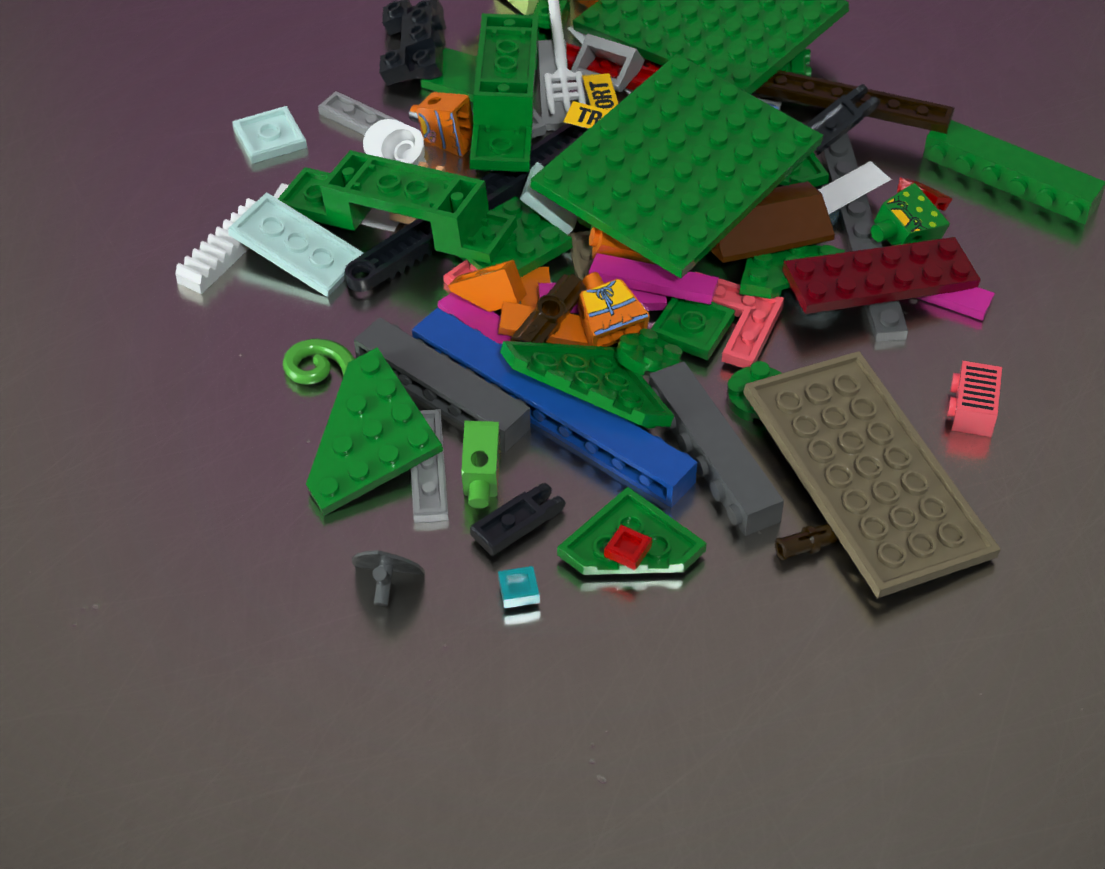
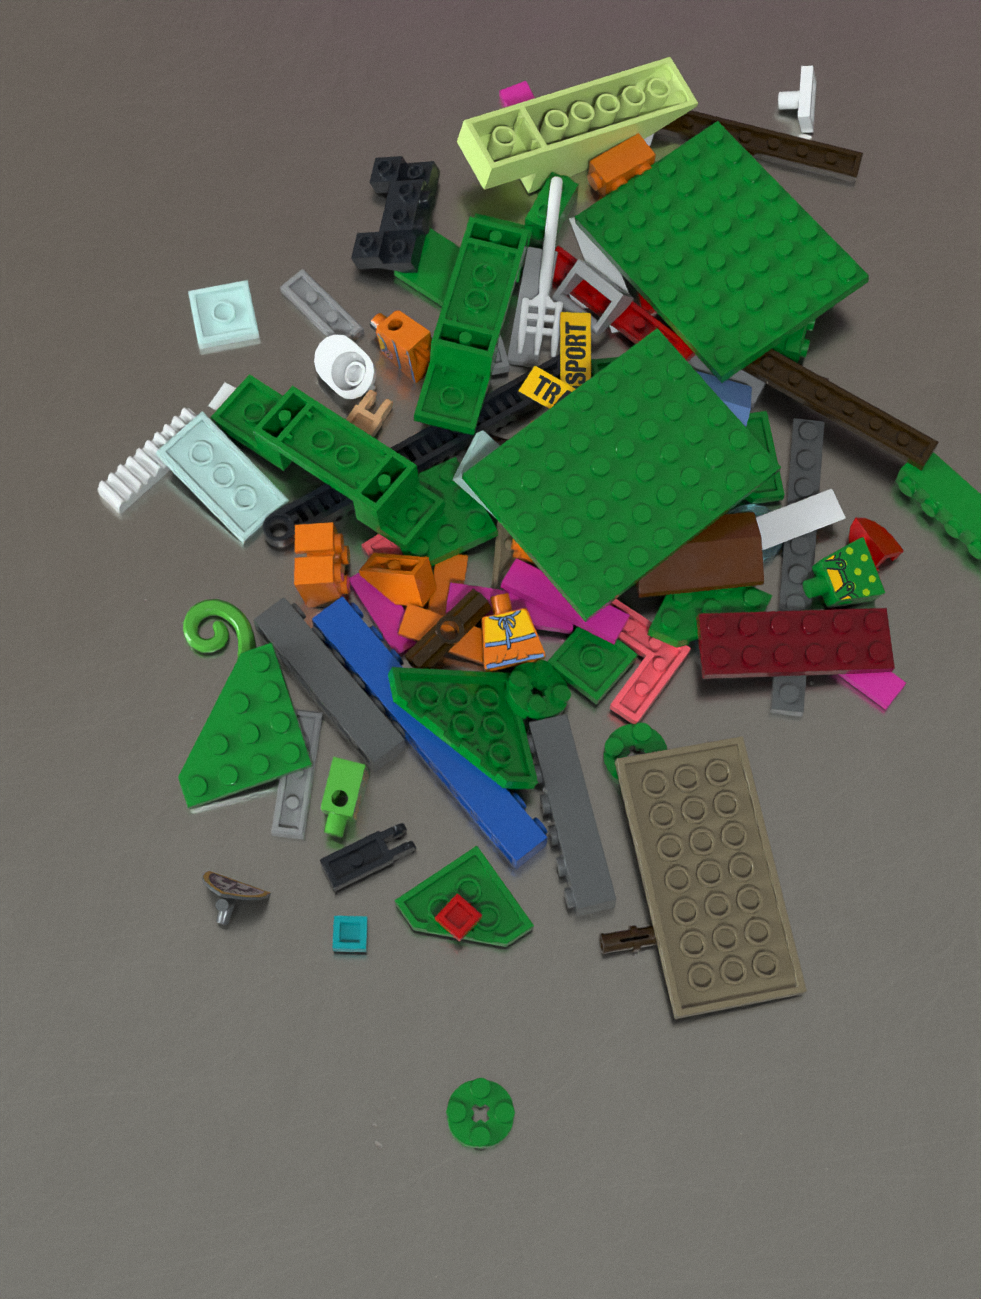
camera: 10 degrees right, 20 degrees up
(409, 283) = (321, 573): none -> orange piece
(707, 706) = (480, 1133): none -> green plate
(842, 116) = (809, 433): black hinge -> none
(976, 398) = (842, 811): coral brick -> none

